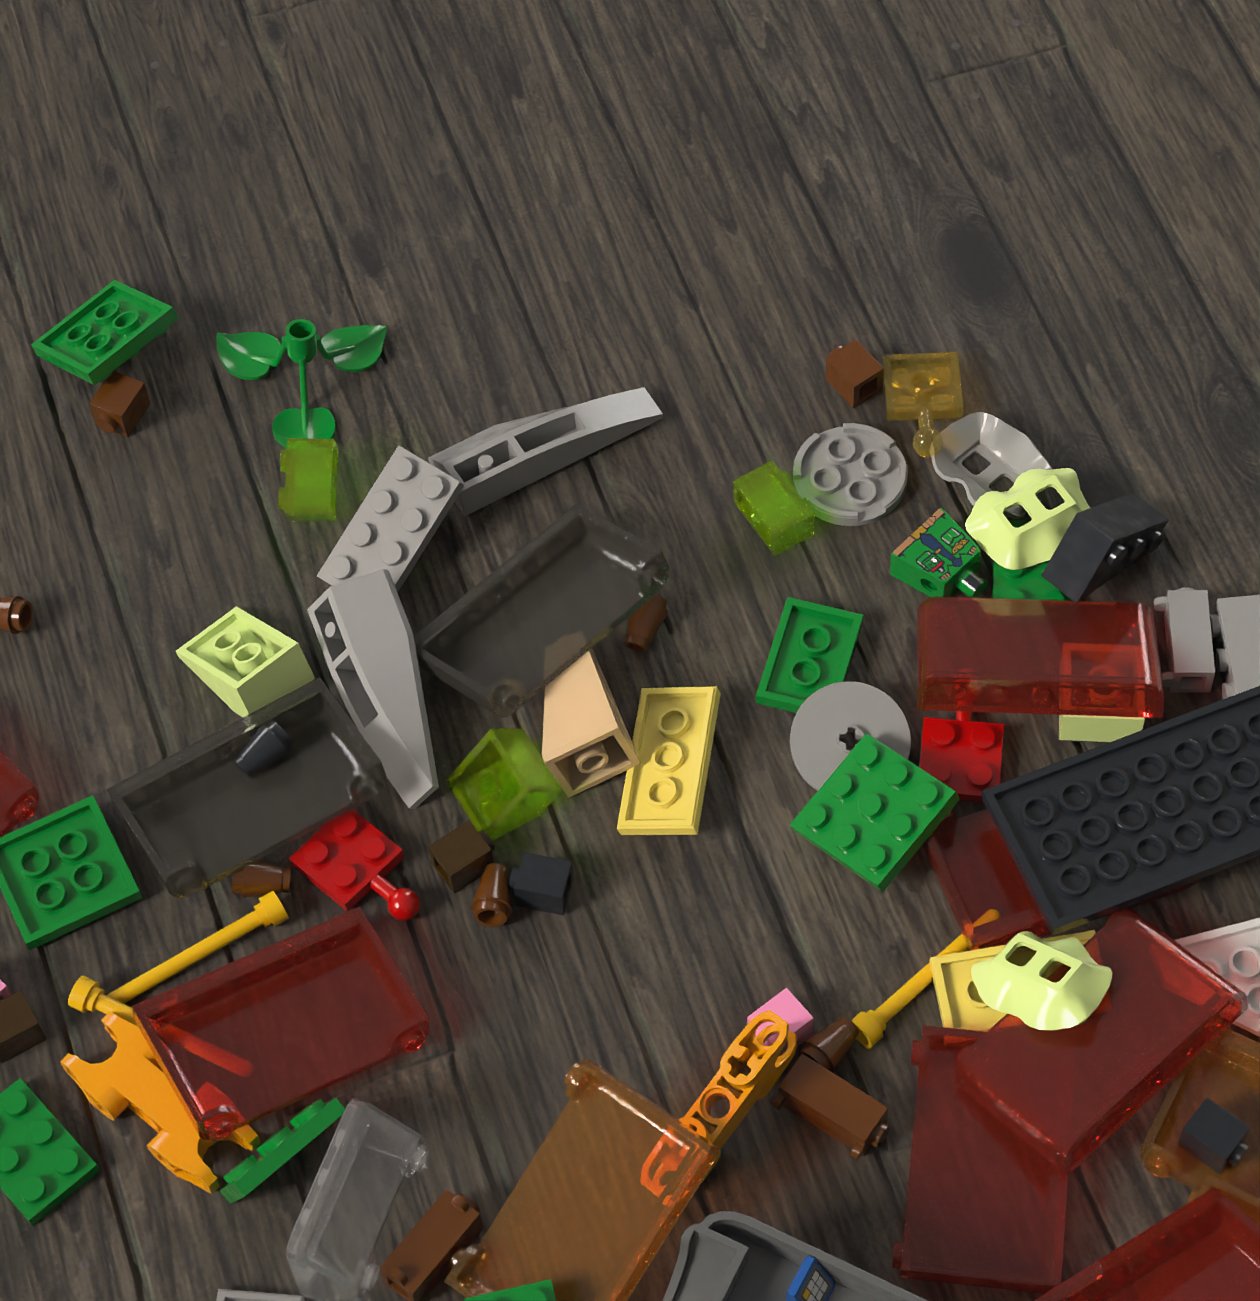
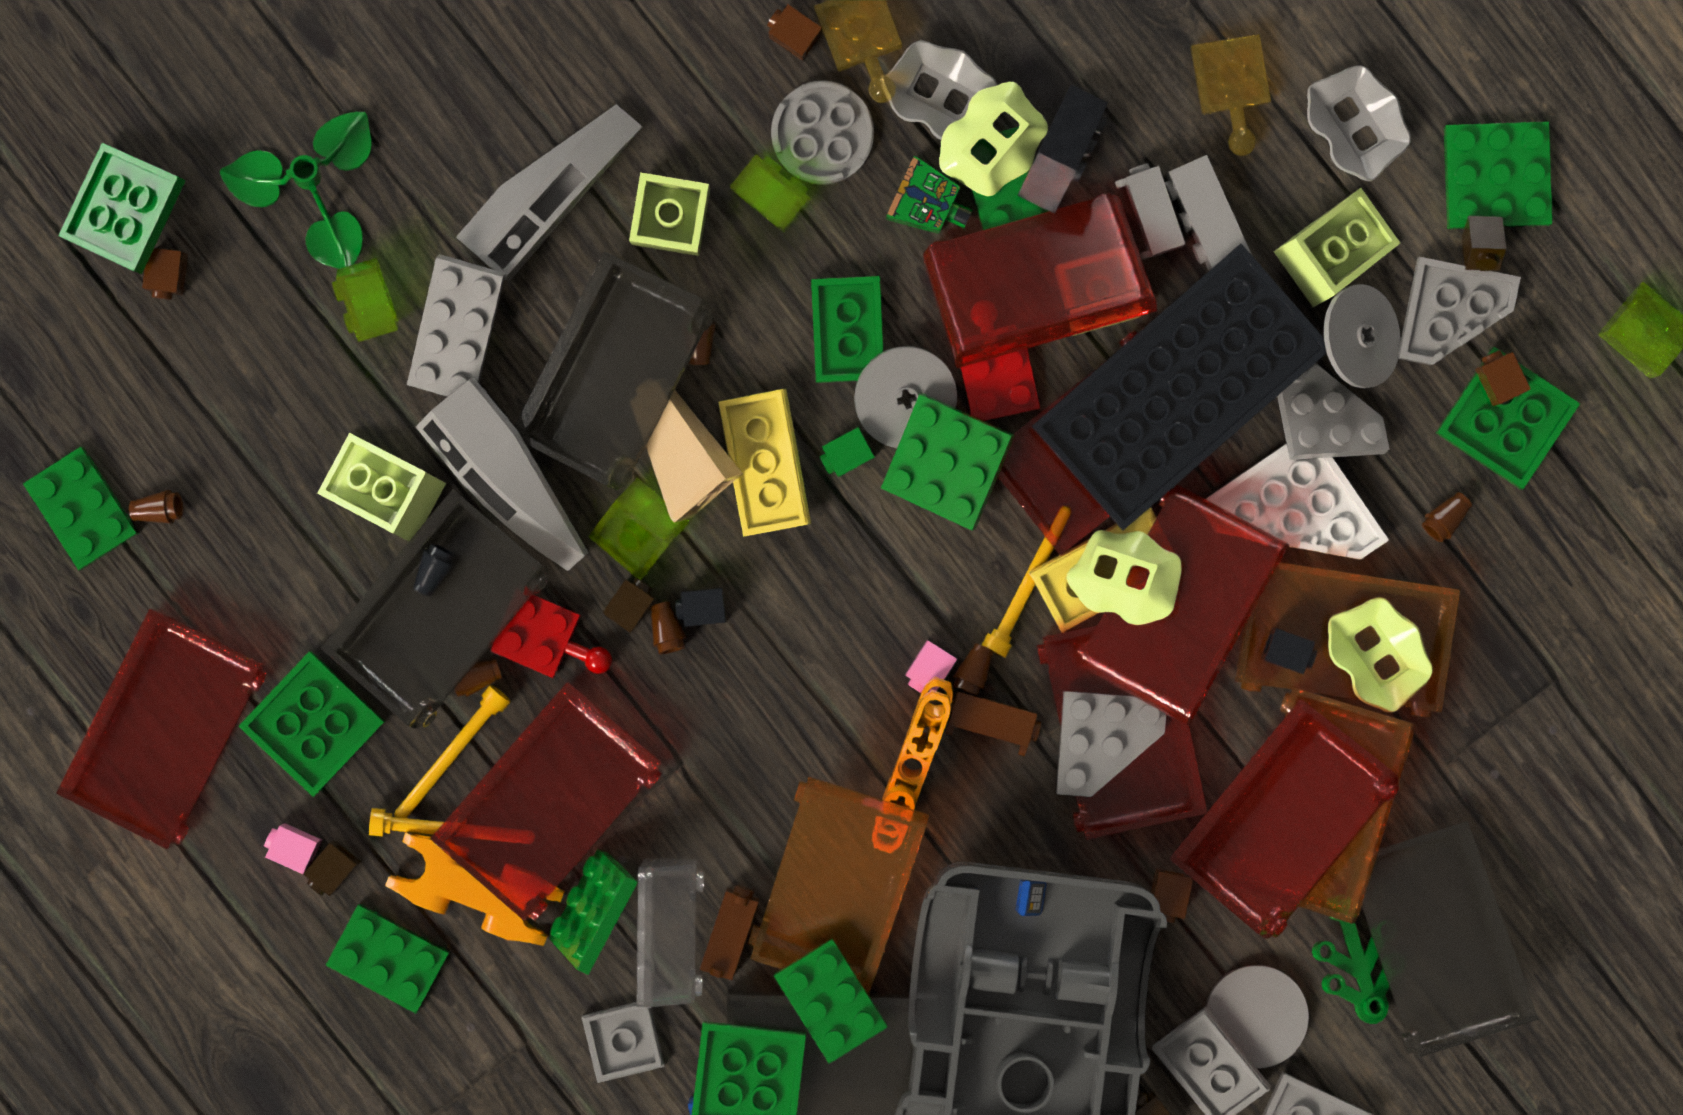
camera: 25 degrees left, 30 degrees up
(659, 492) = (669, 214): none -> yellowish green brick
(764, 776) = (846, 453): none -> green brick
(959, 1170) = (1102, 738): none -> light grey plate

